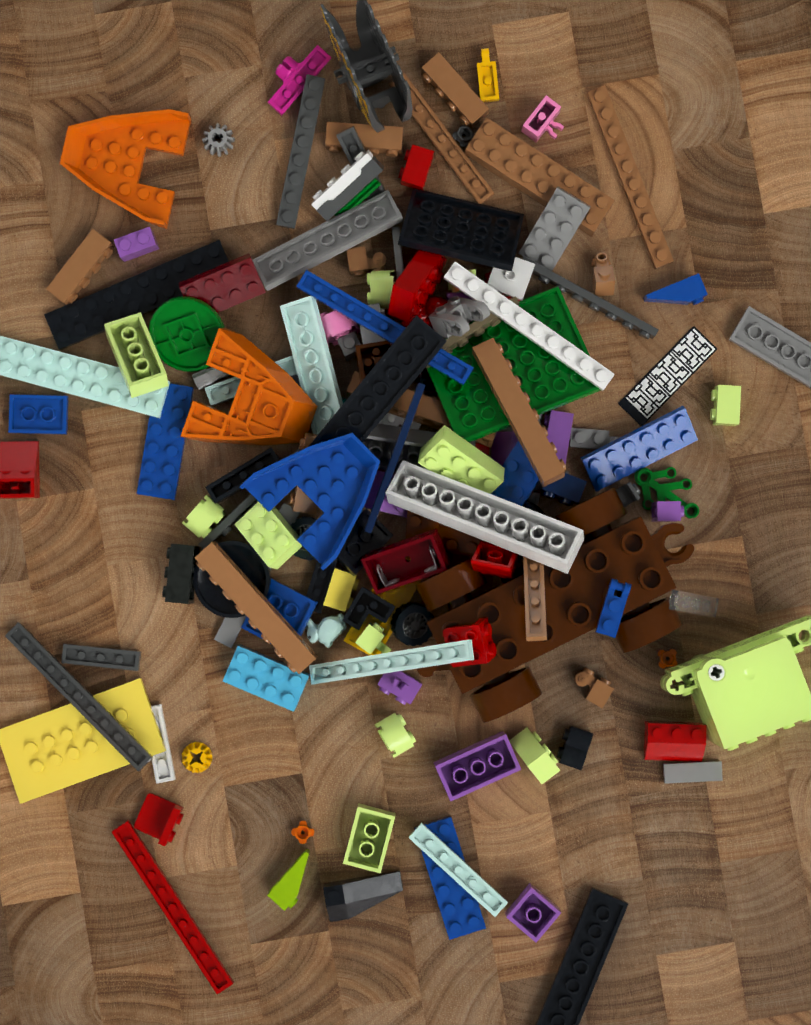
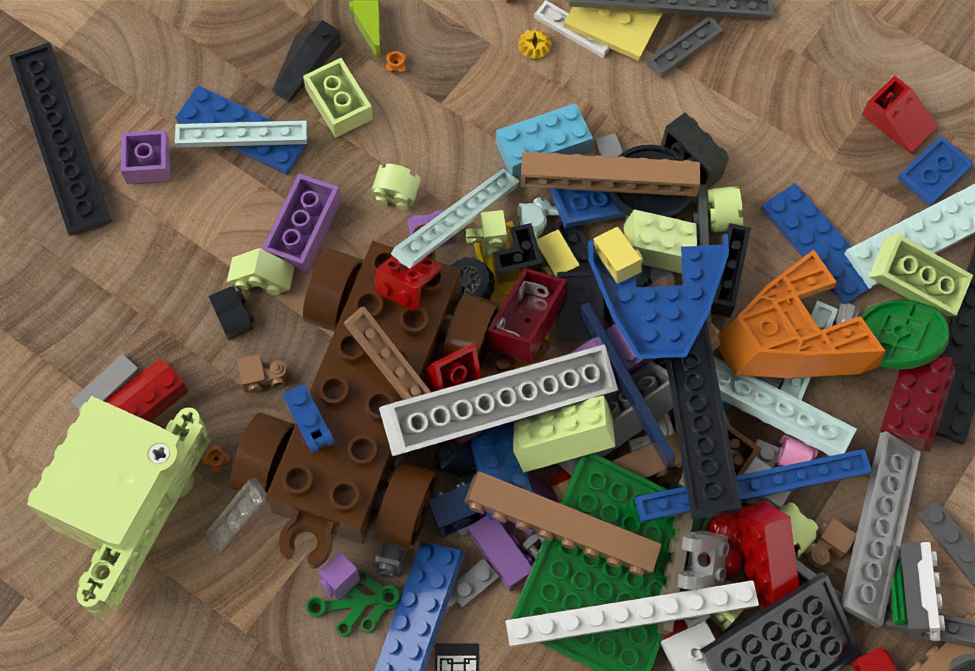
camera: 130 degrees right, 20 degrees down
(316, 542) = (618, 255): none -> light yellow brick

